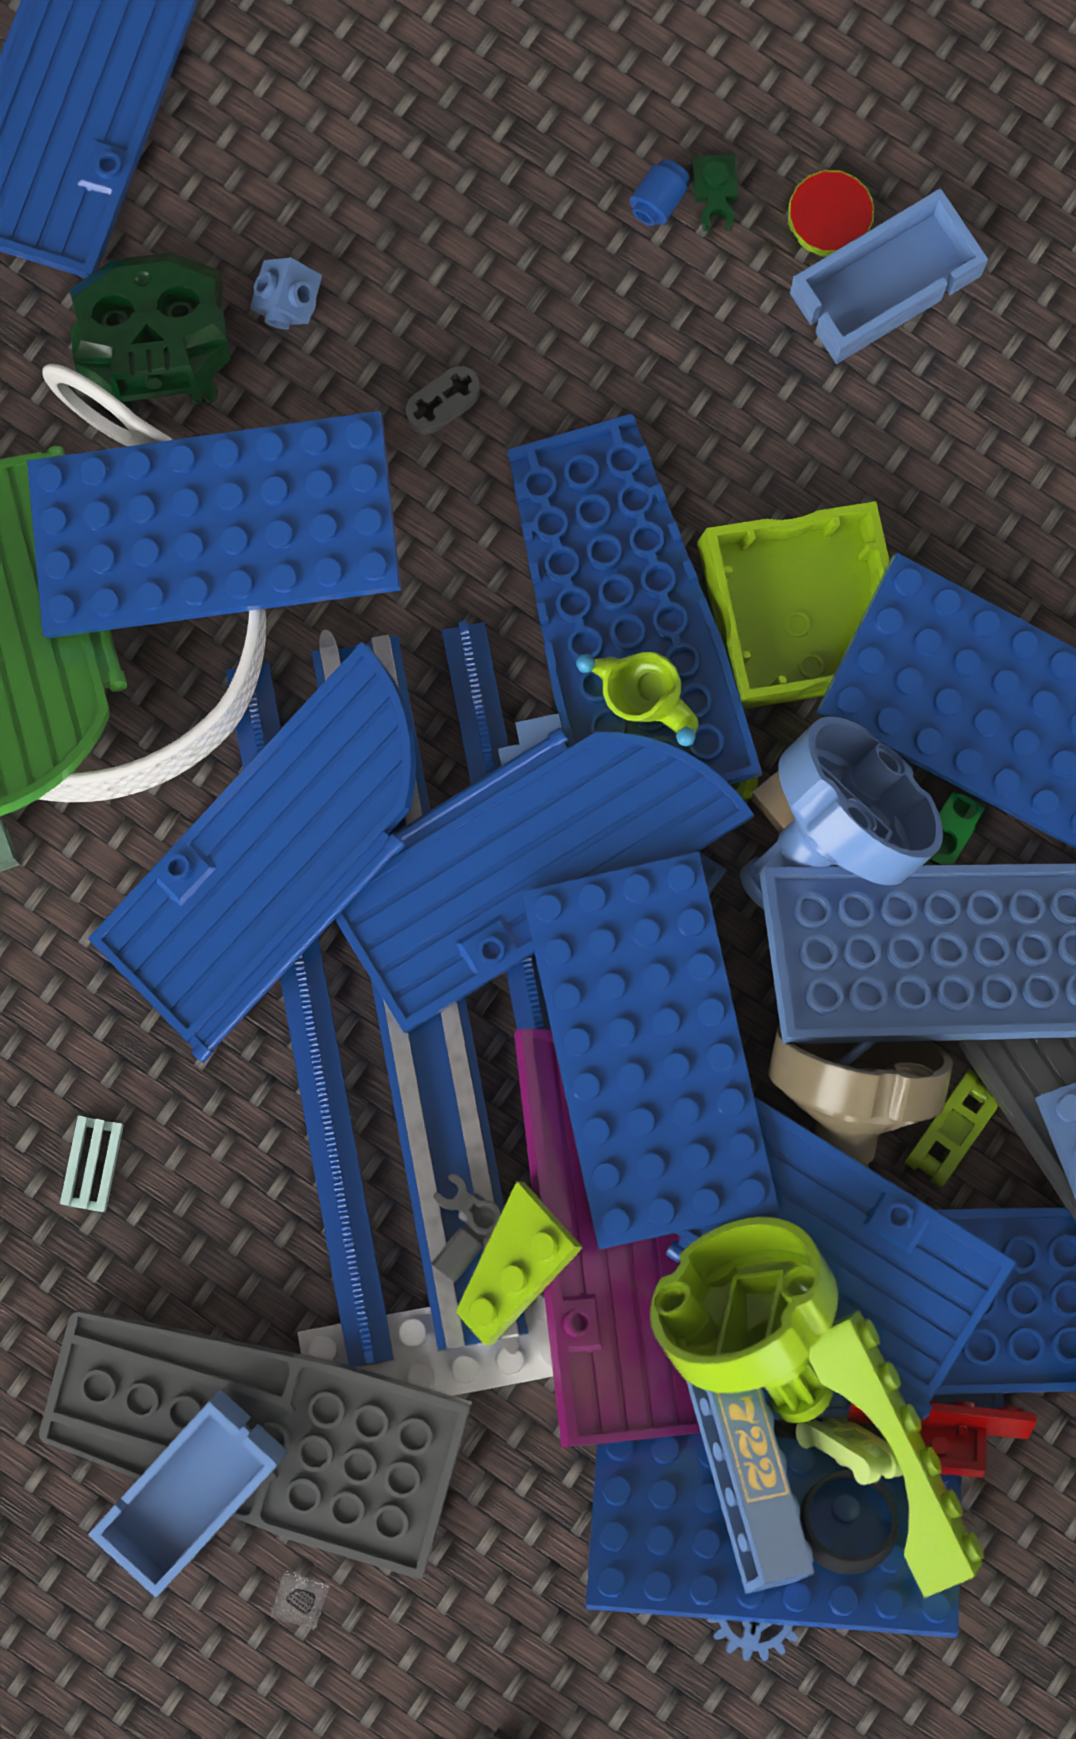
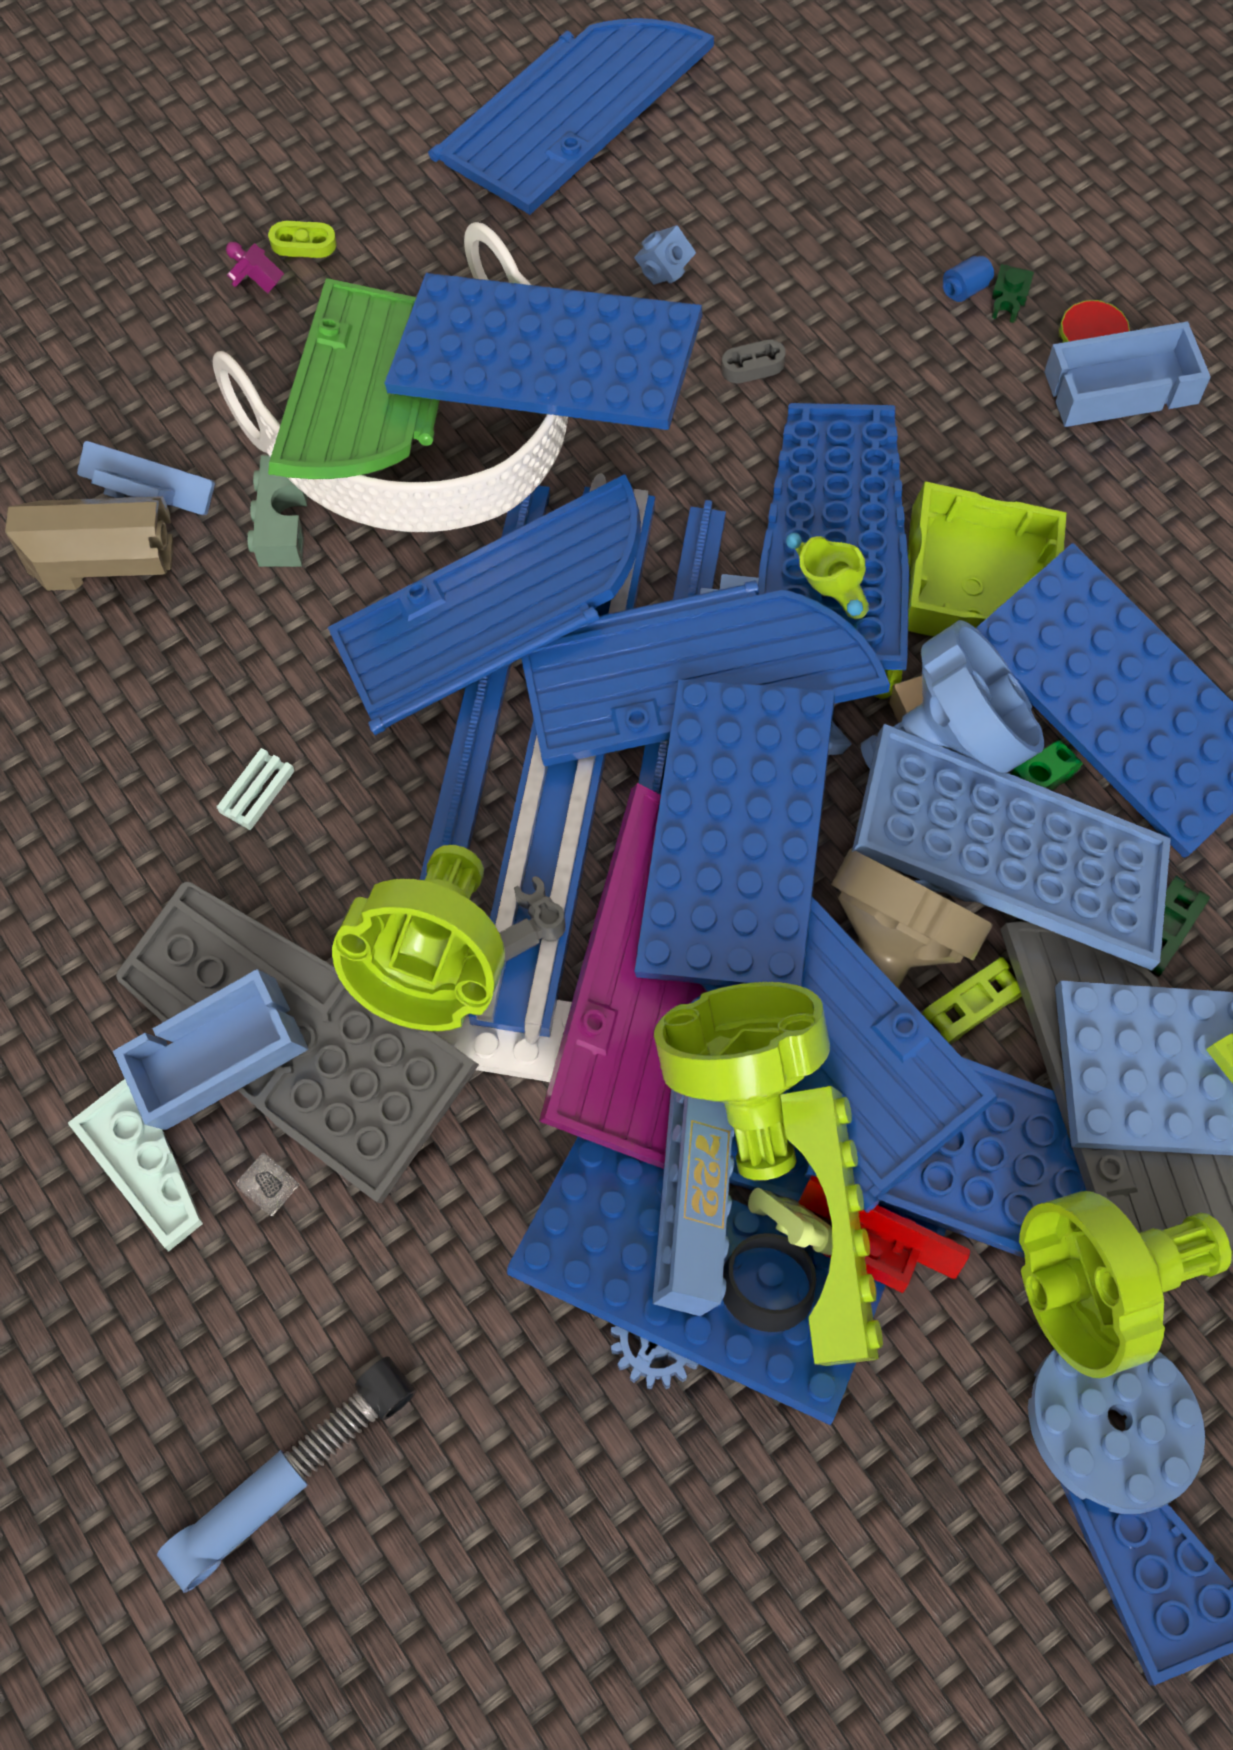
camera: 20 degrees right, 15 degrees down
(152, 346) = (559, 243): dark green brick -> none
(157, 1630) = (139, 1164): none -> light aqua wing
(376, 1321) = (422, 946): none -> lime piece
(516, 1266) = (559, 960): lime wing -> none

